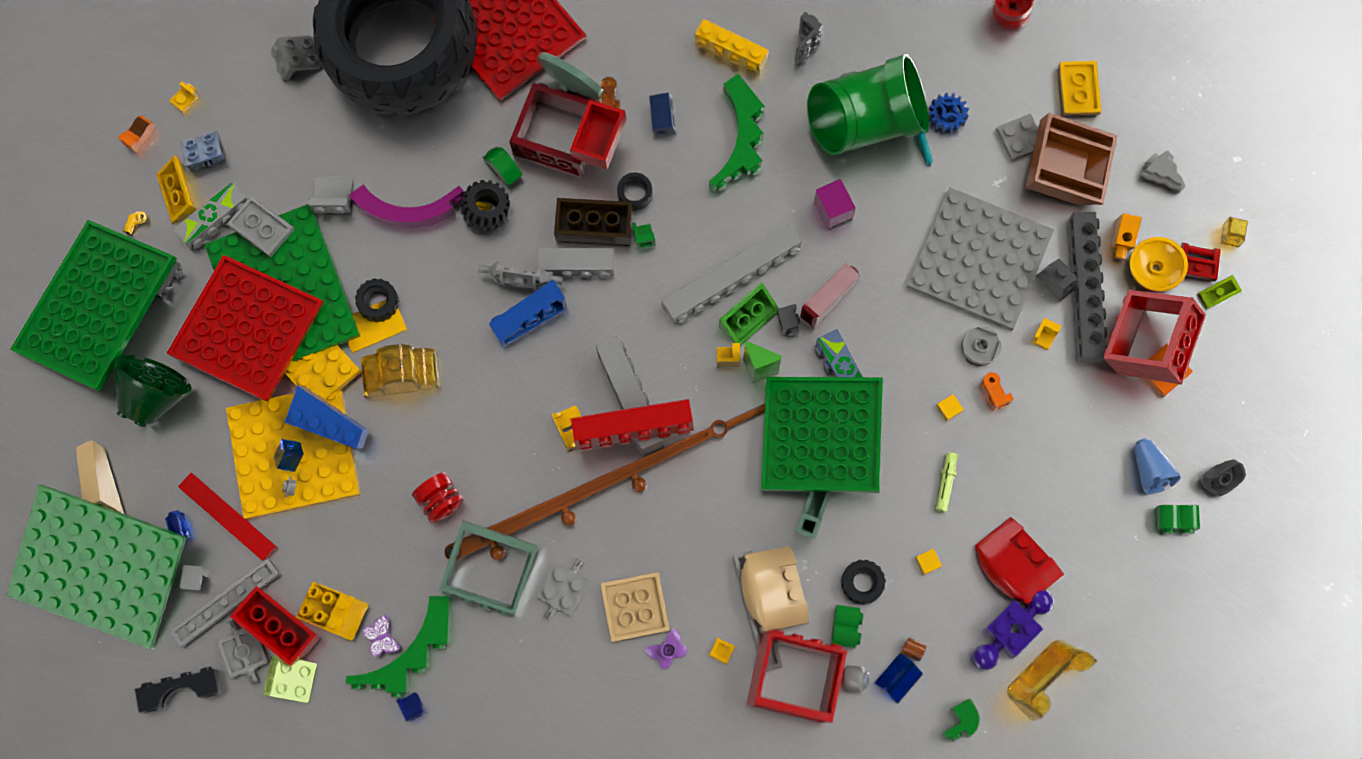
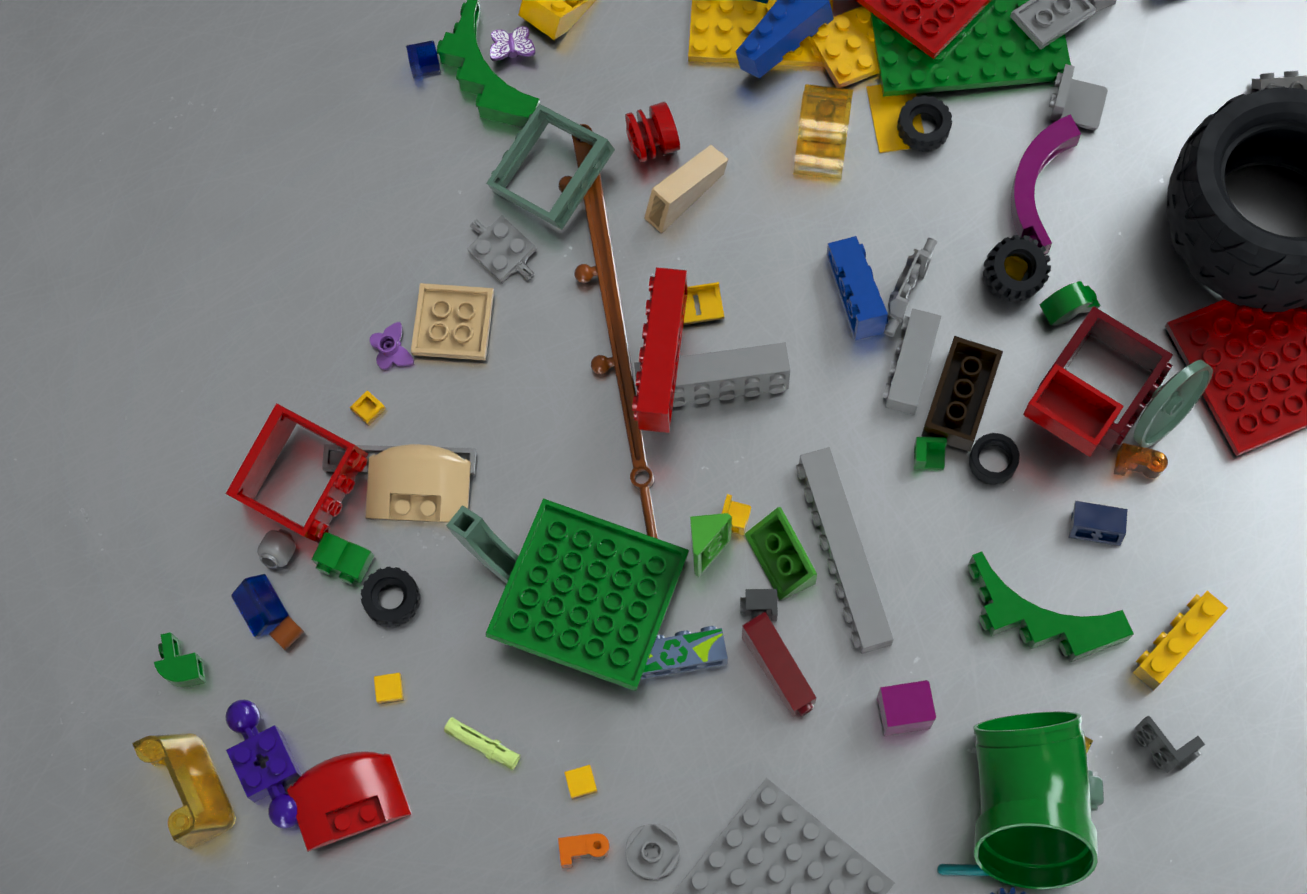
camera: 110 degrees right, 5 degrees down
(477, 461) = (684, 187): none -> tan slope

